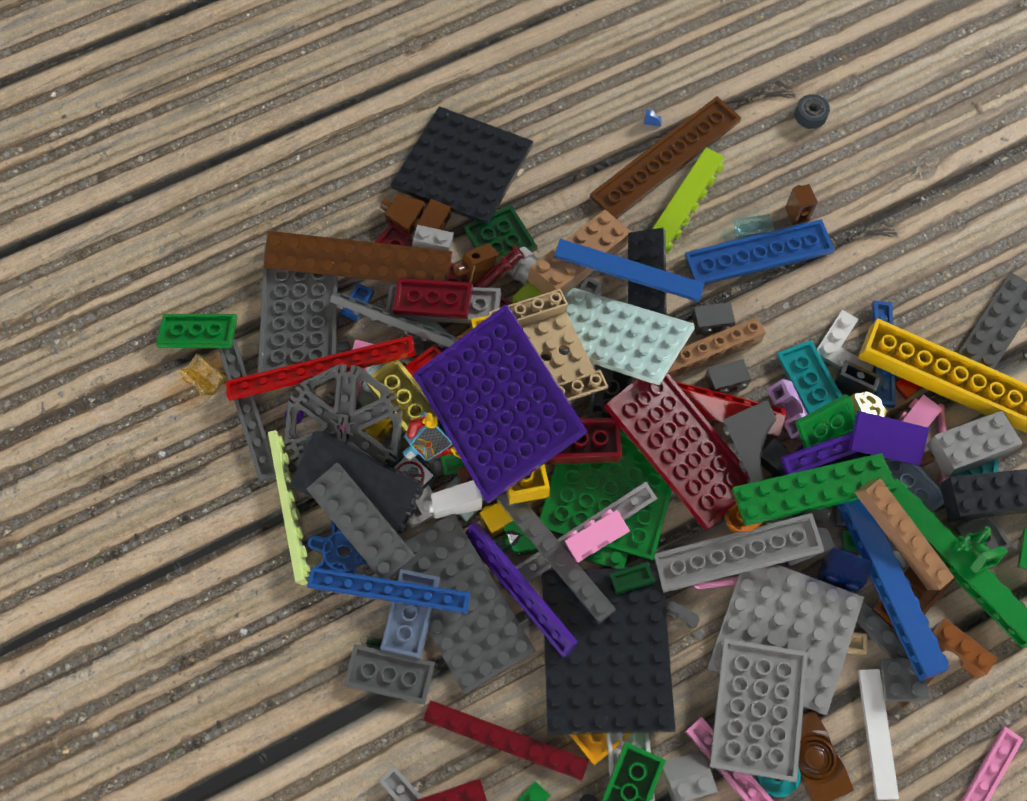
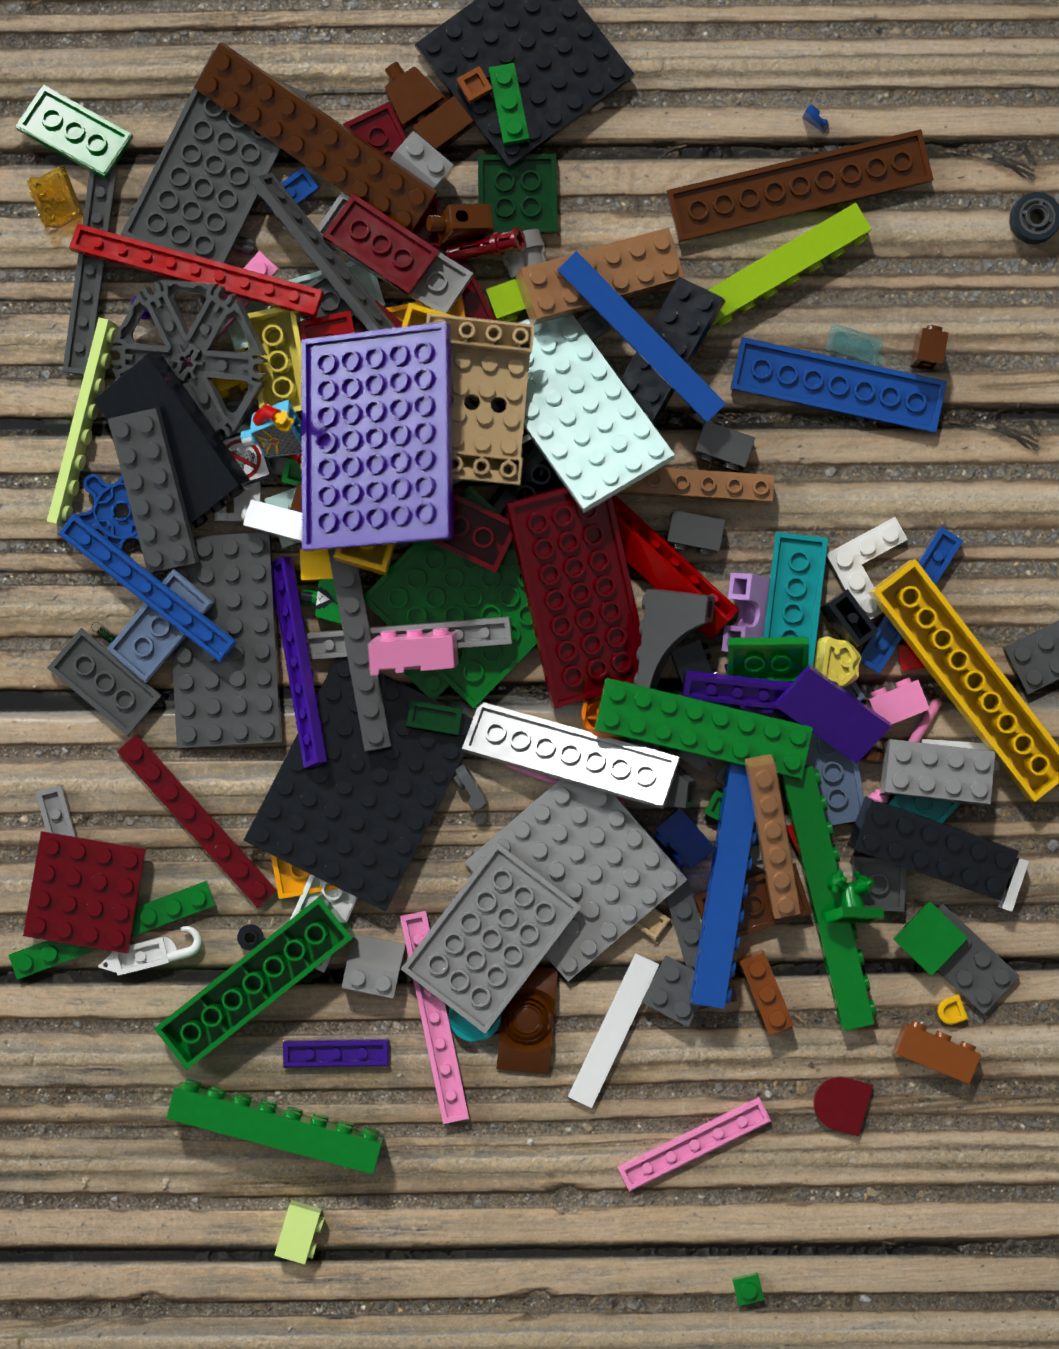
camera: 30 degrees right, 20 degrees up
(441, 185) = (474, 85): none -> dark orange plate
(468, 187) = (508, 104): none -> green plate

